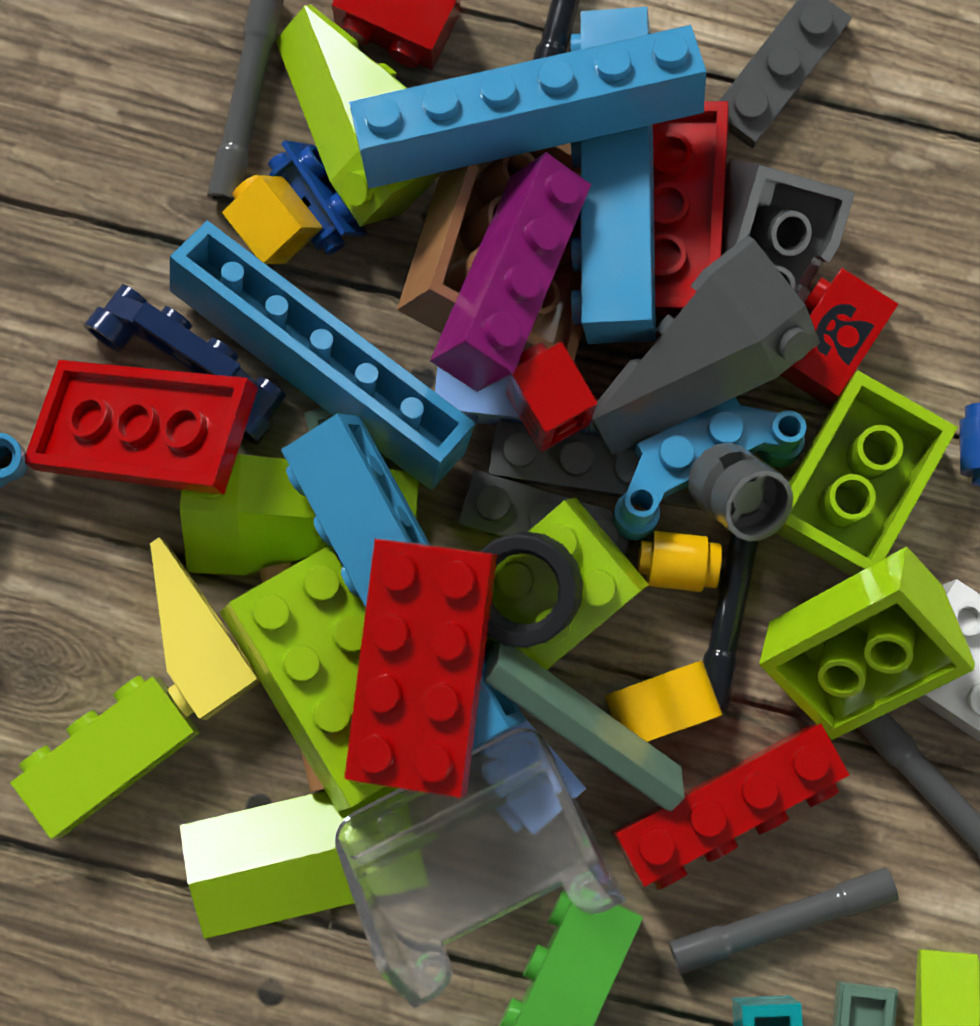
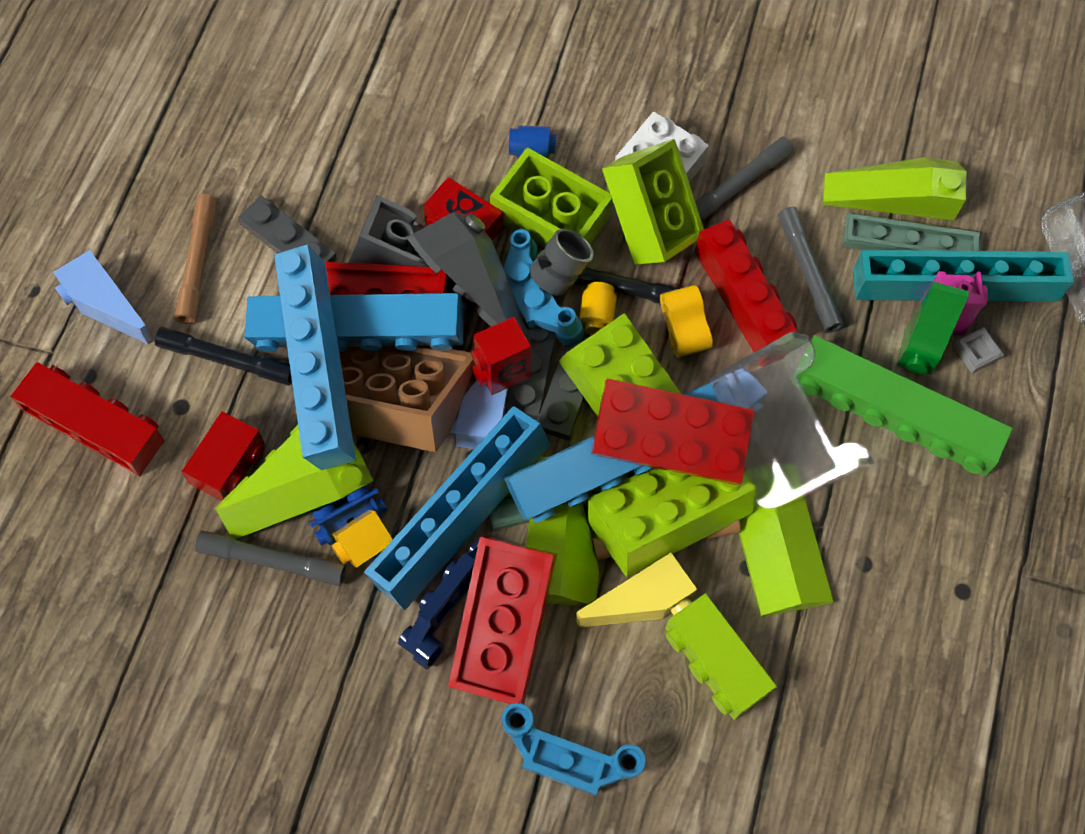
camera: 85 degrees left, 15 degrees down
(511, 273) = (423, 370): magenta brick -> none
(569, 590) = (627, 346): black tyre -> none
(584, 725) = (706, 349): sand green tile -> none

